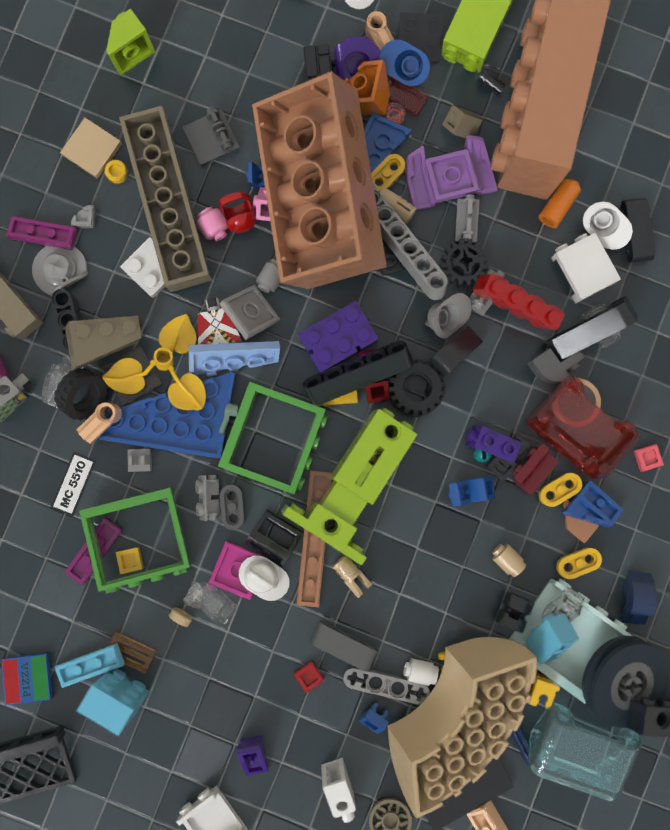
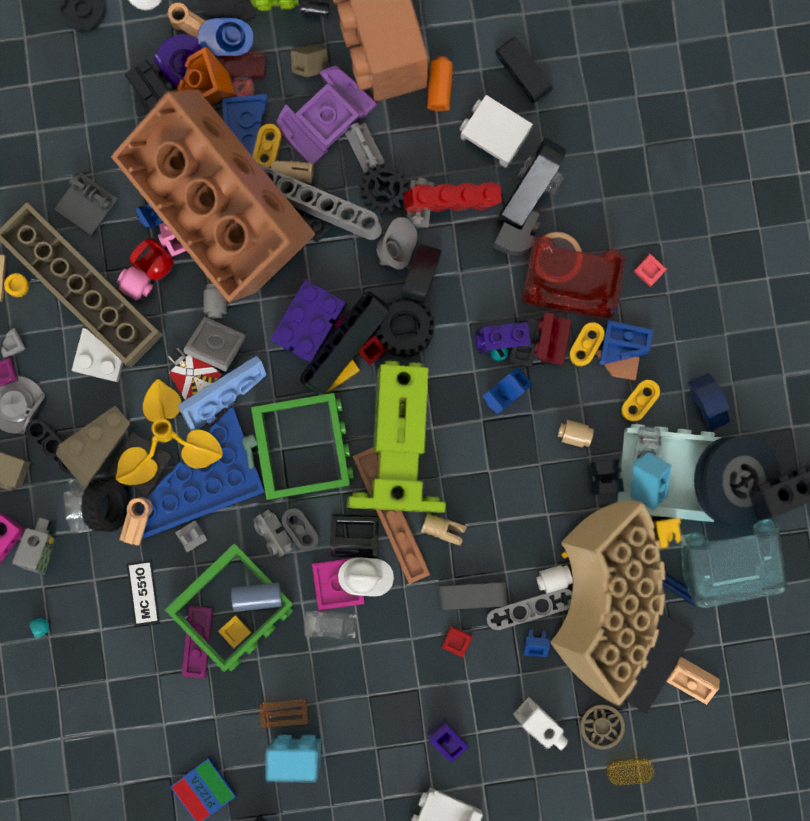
camera: 25 degrees left, 0 degrees up
(89, 665) = (253, 745): medium azure tile -> none
(161, 543) = (256, 597): none -> sand blue brick
(180, 617) = (310, 654): tan tile -> none
(609, 225) = (494, 81): white piece -> none

